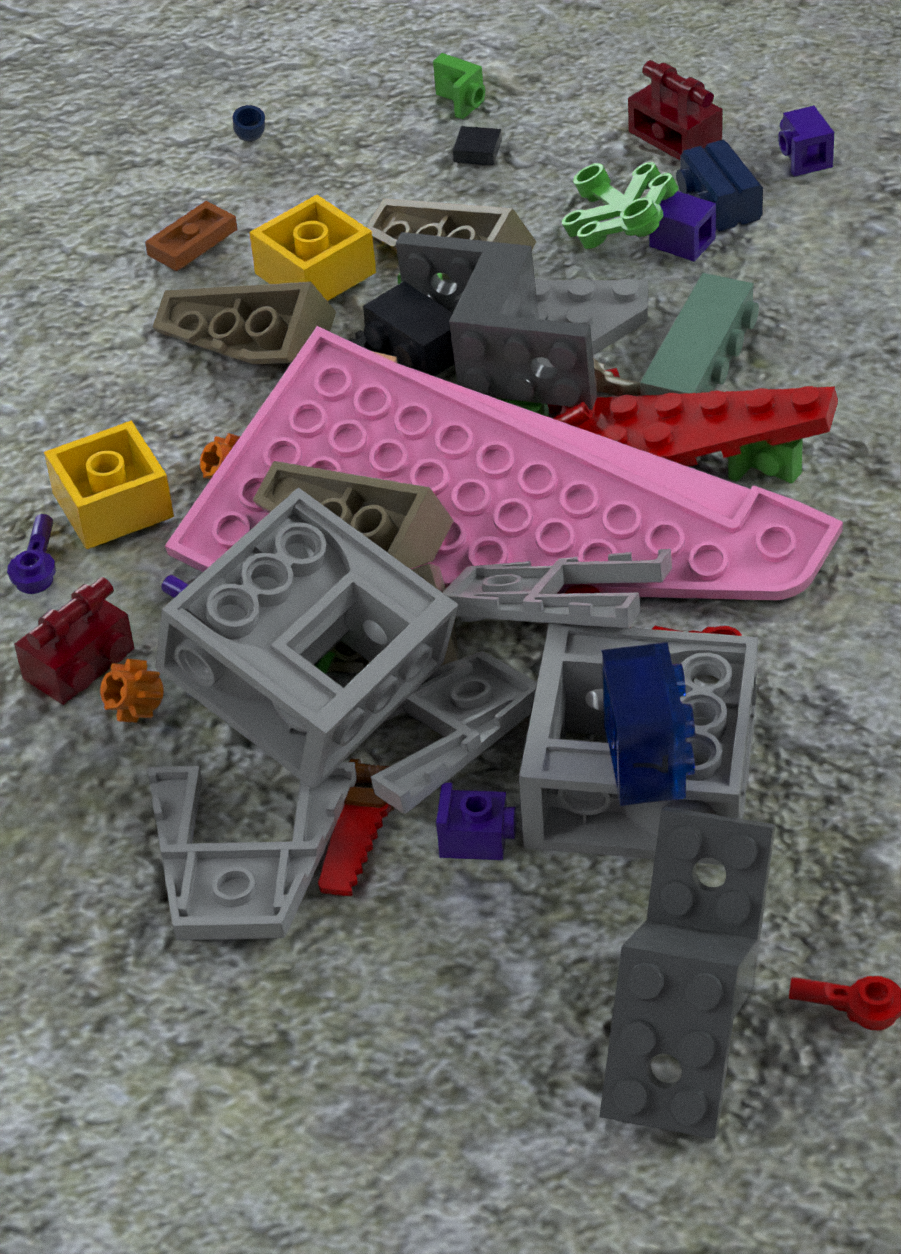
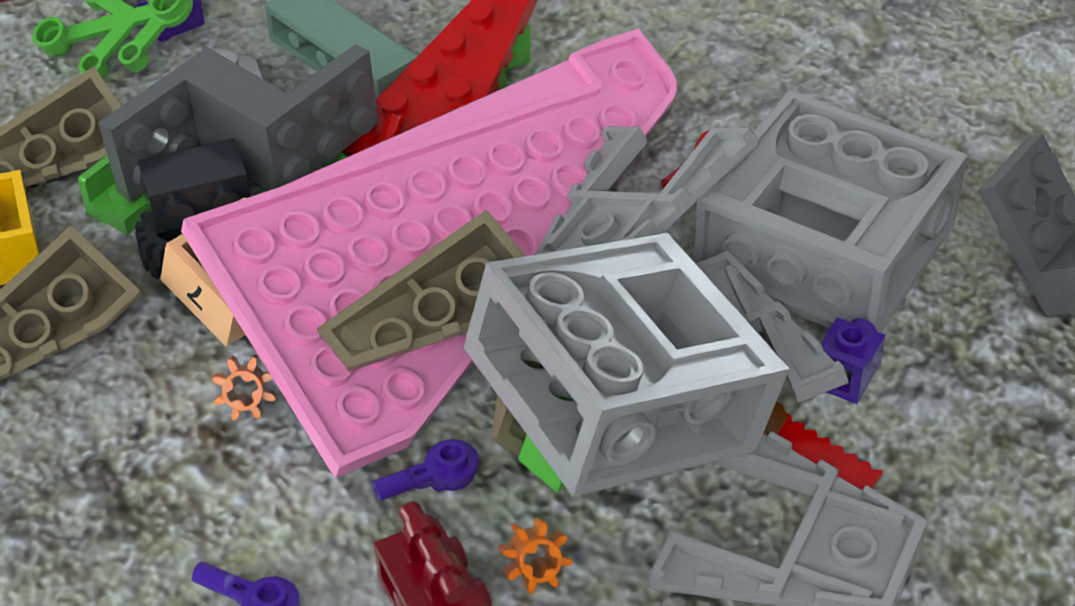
camera: 70 degrees left, 0 degrees up
(109, 484) = (209, 487): yellow brick -> none
(647, 723) = (909, 154): clear blue brick -> none

